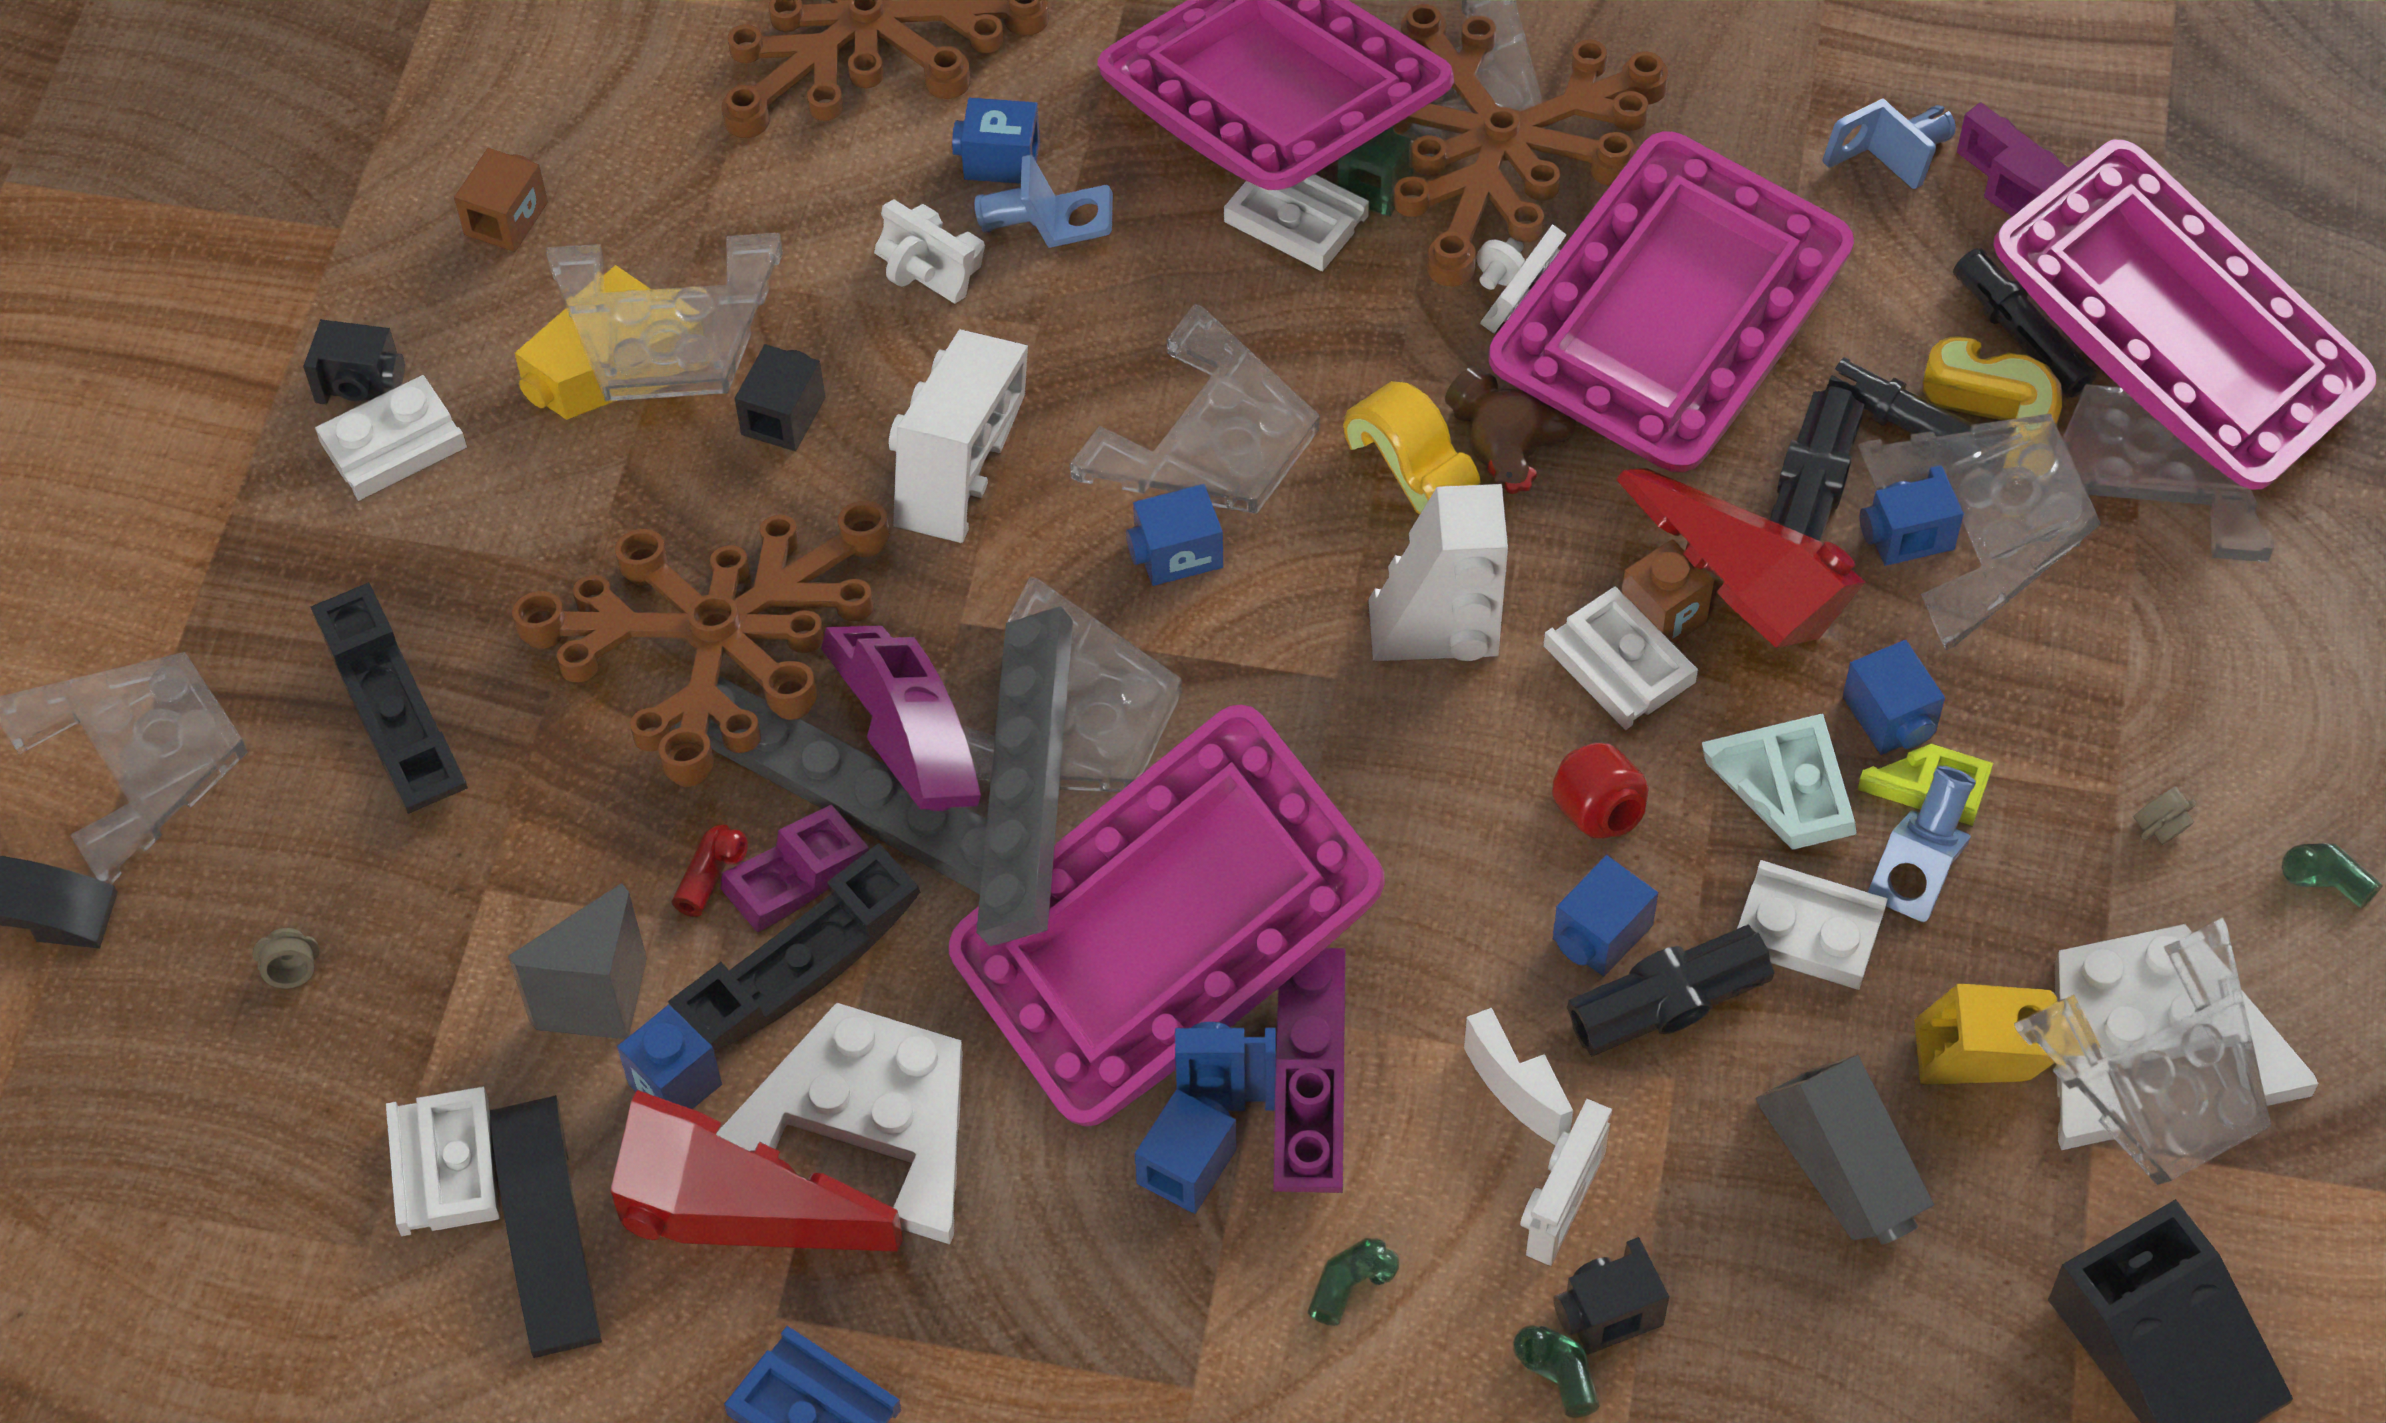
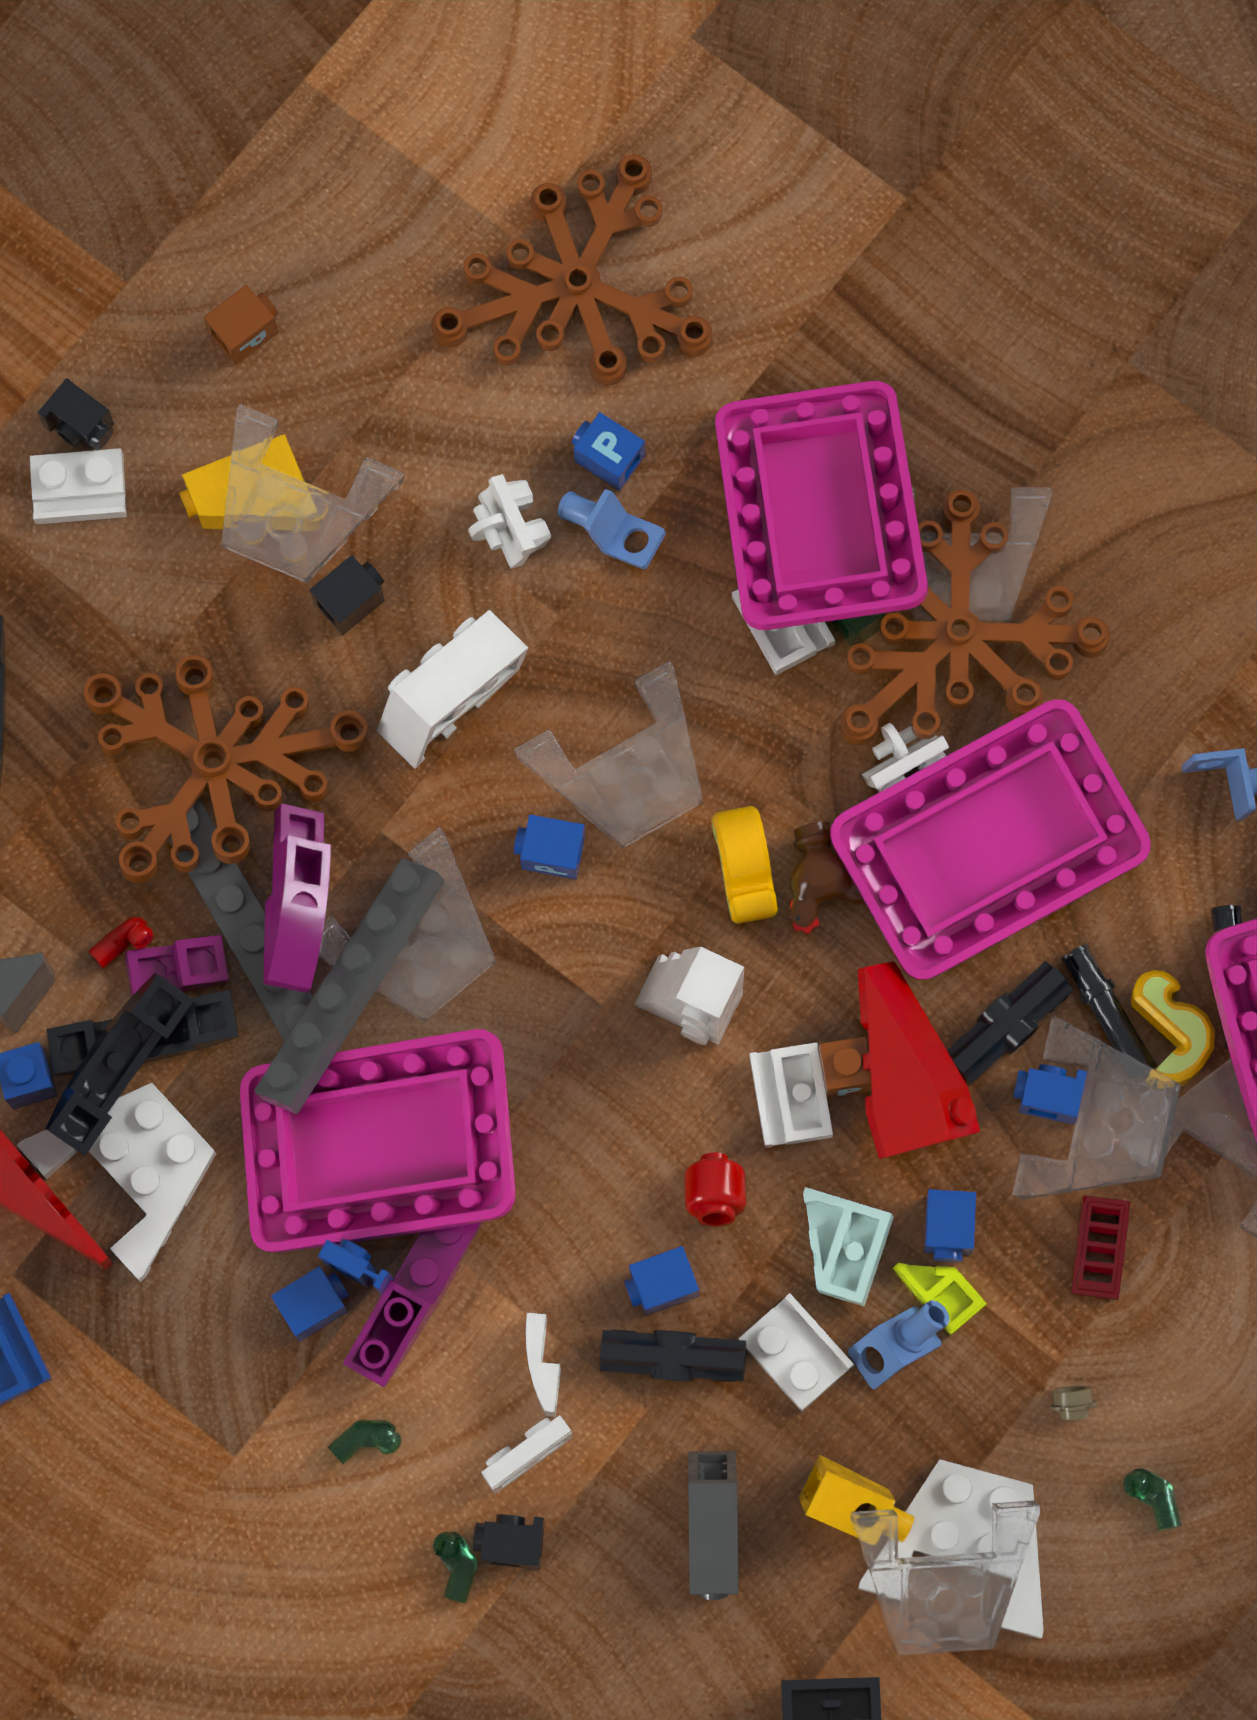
camera: 30 degrees right, 20 degrees up
(778, 981) = (115, 1060): none -> black slope
(2069, 606) = (1104, 1206): none -> dark red slope

